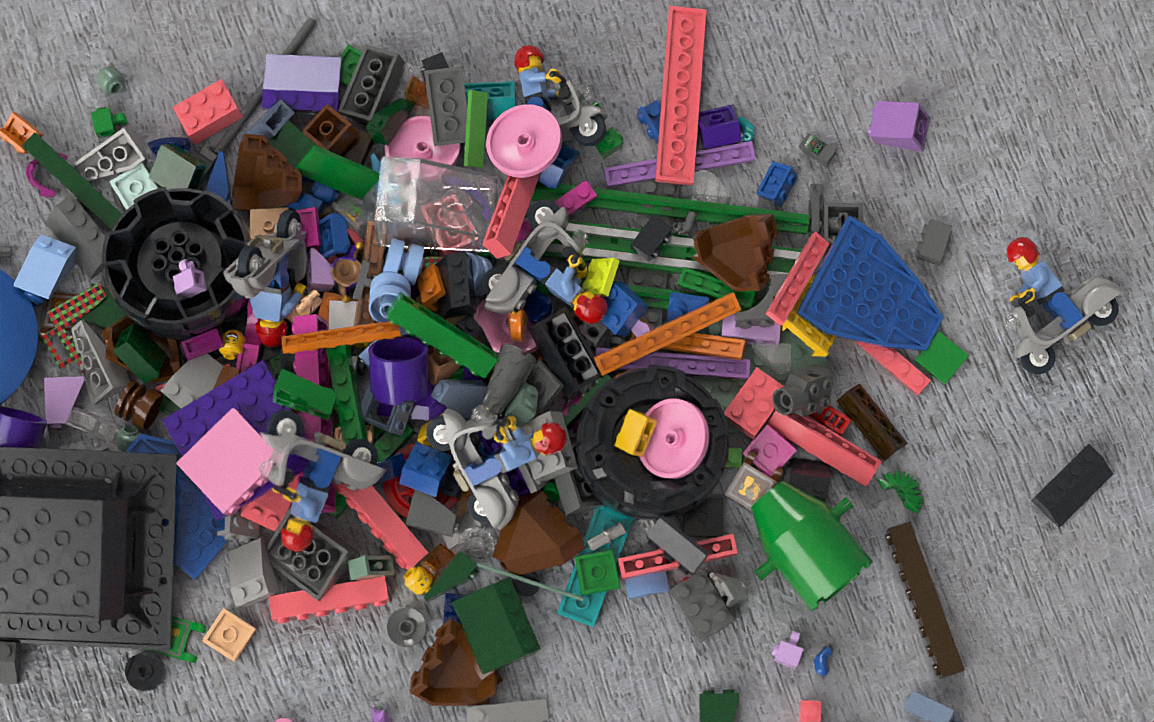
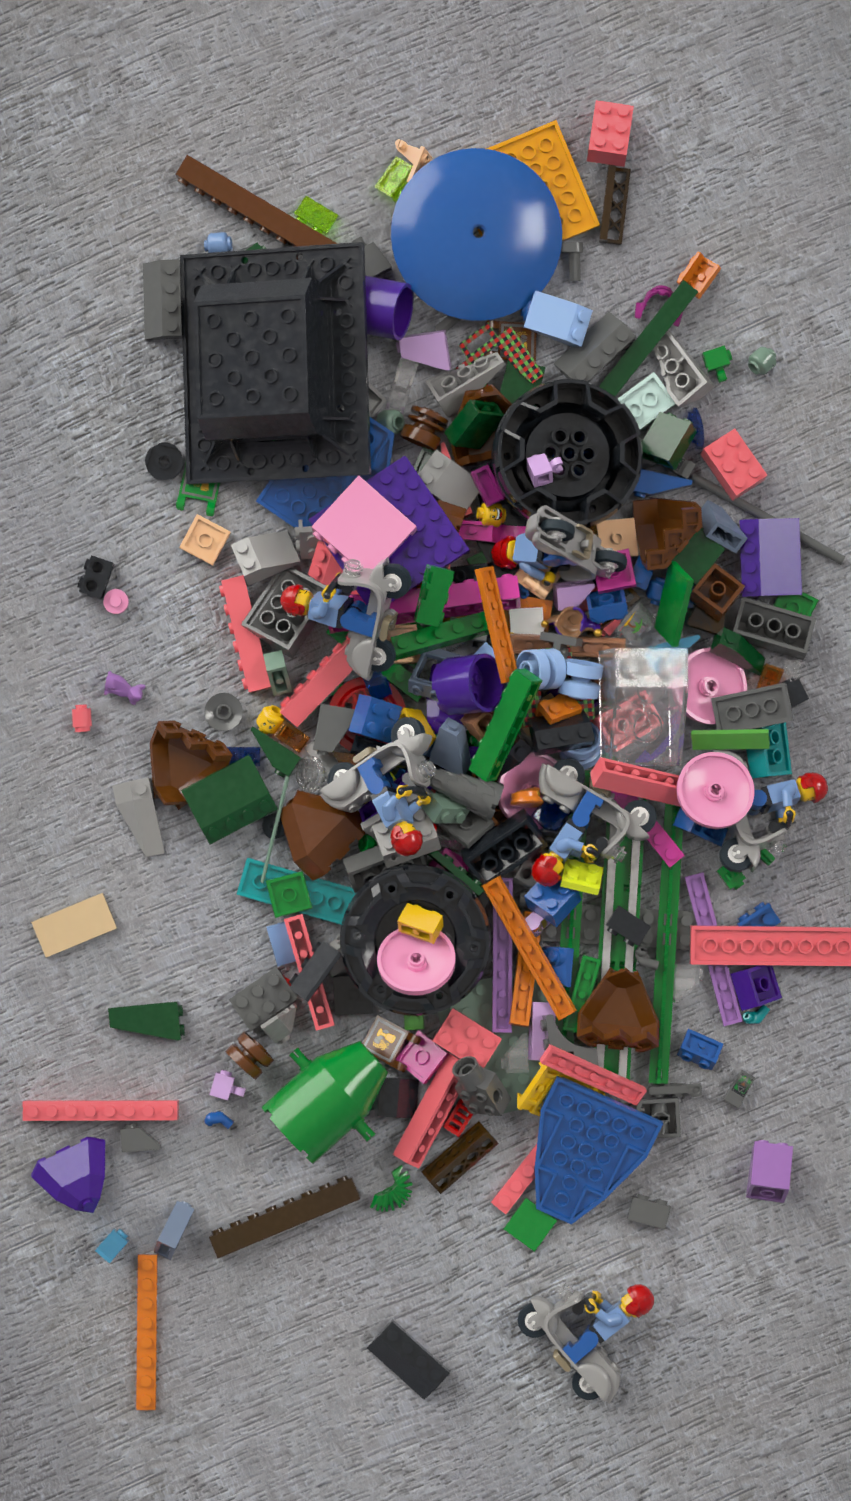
camera: 85 degrees right, 10 degrees up
(606, 536) = (324, 900): light grey axle -> none
(756, 619) = (252, 1052): none -> reddish brown wheel

